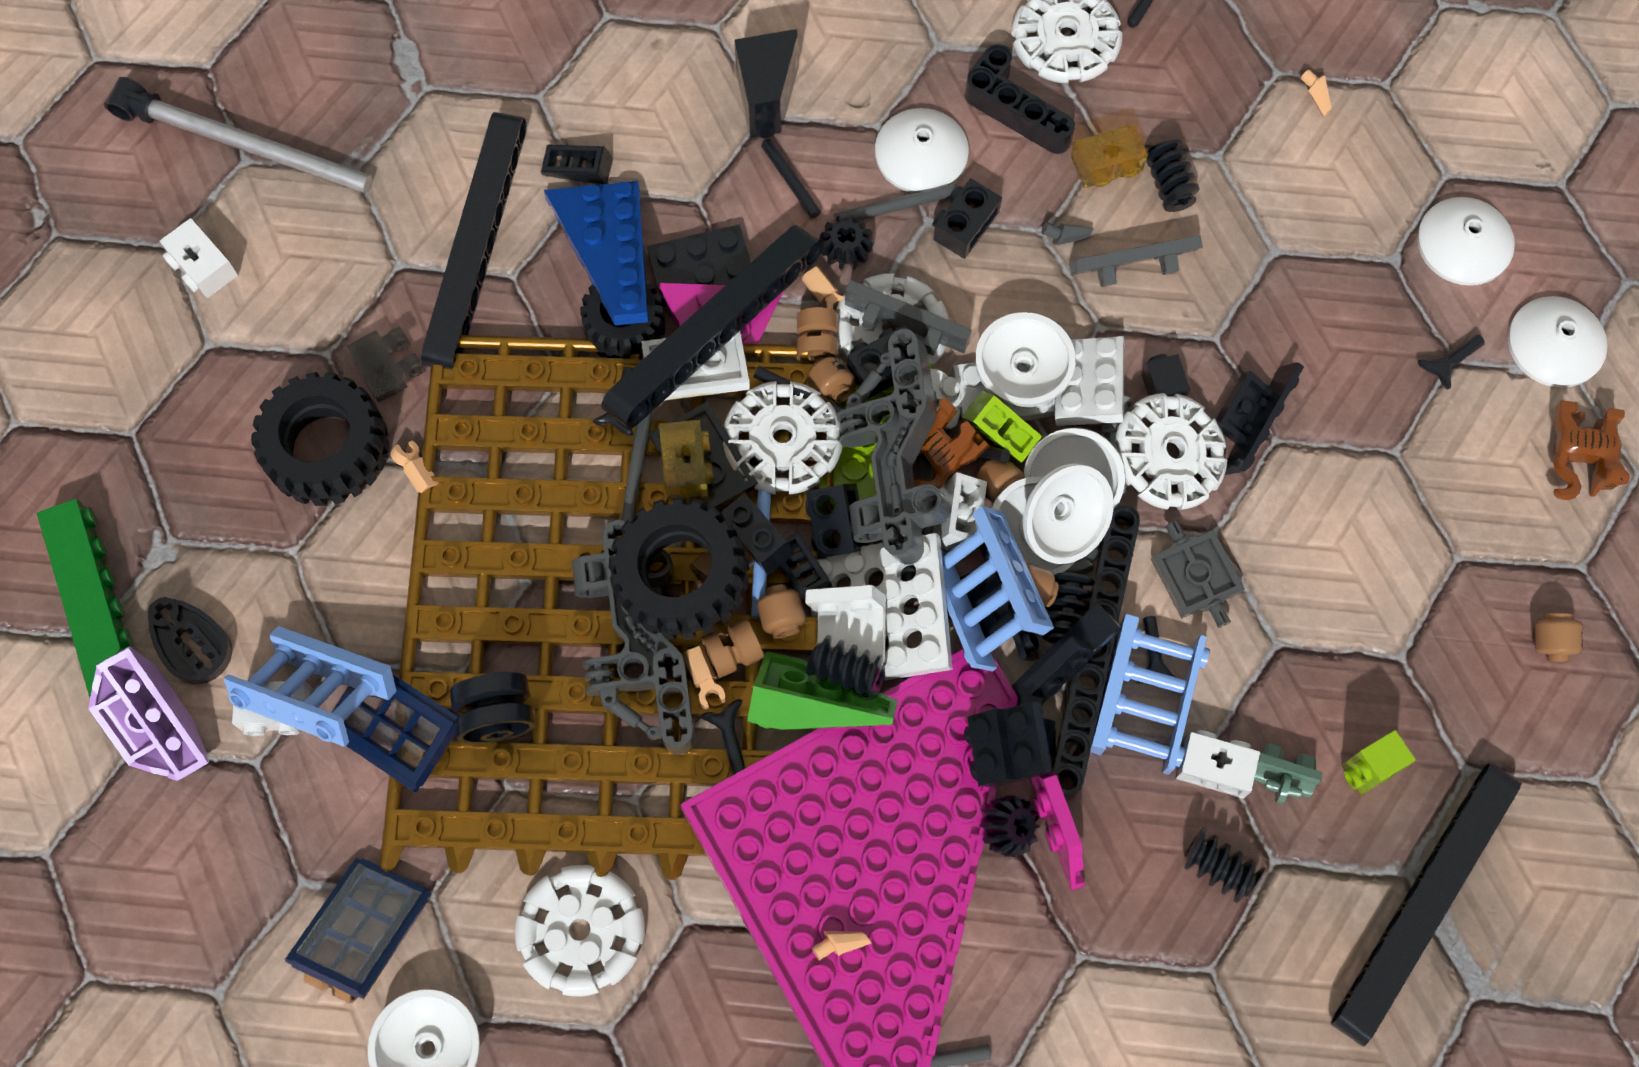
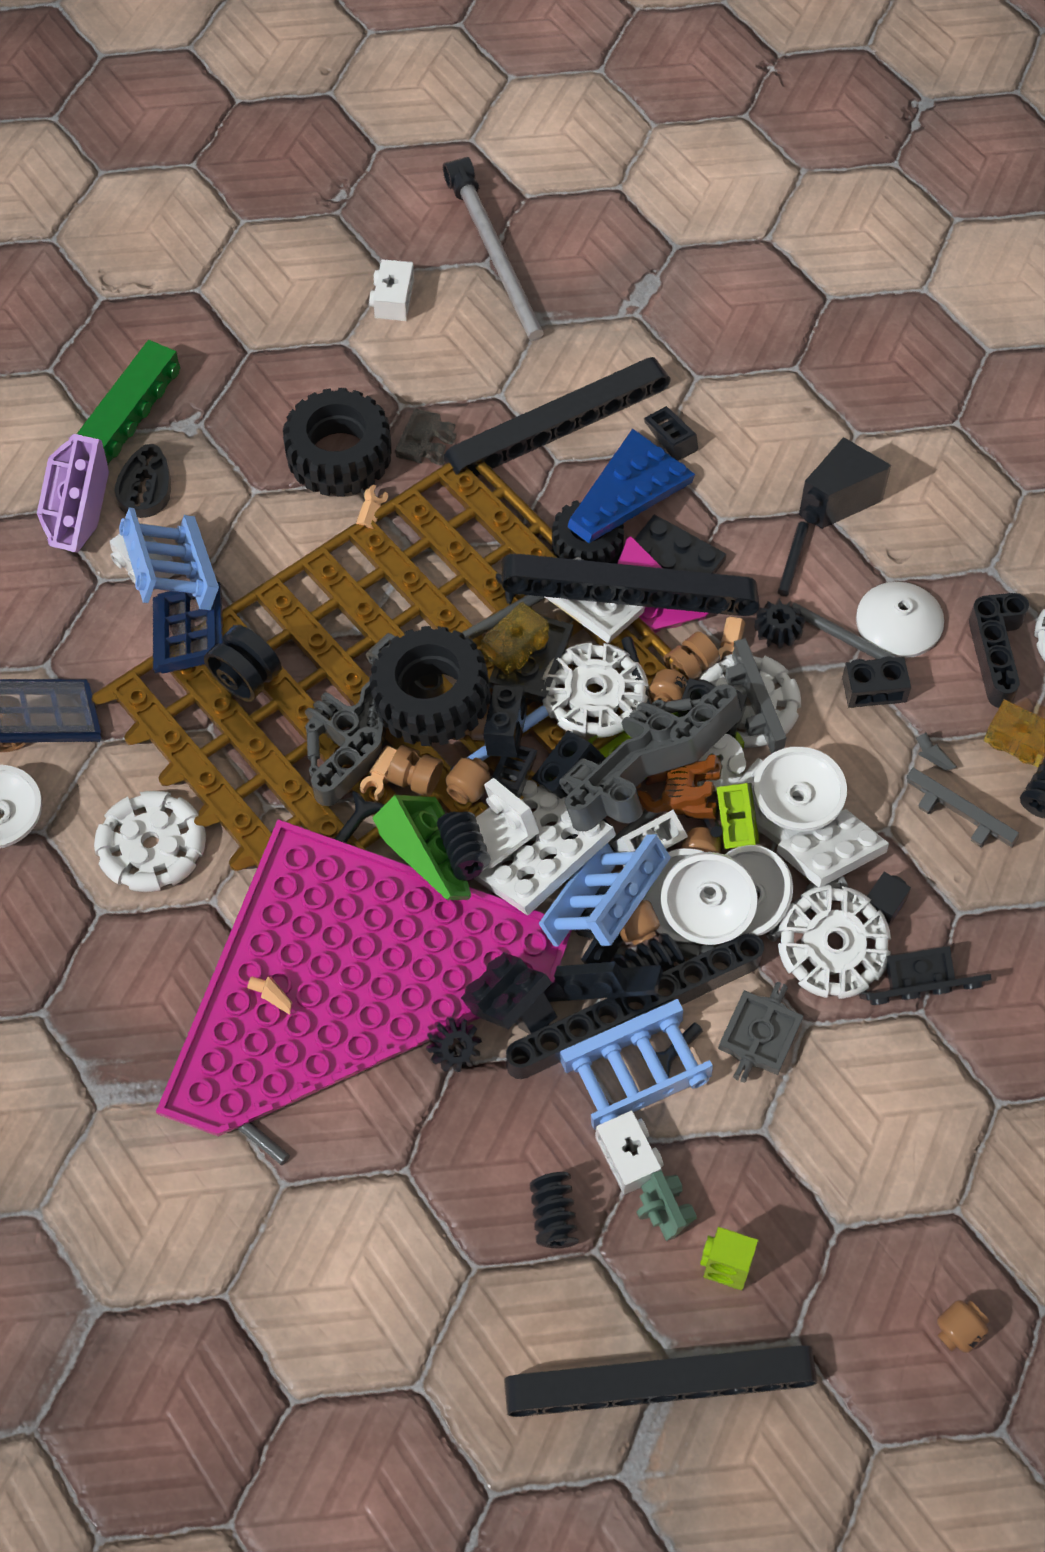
camera: 50 degrees right, 10 degrees down
(1062, 830) = (480, 1075): dark pink wing -> none

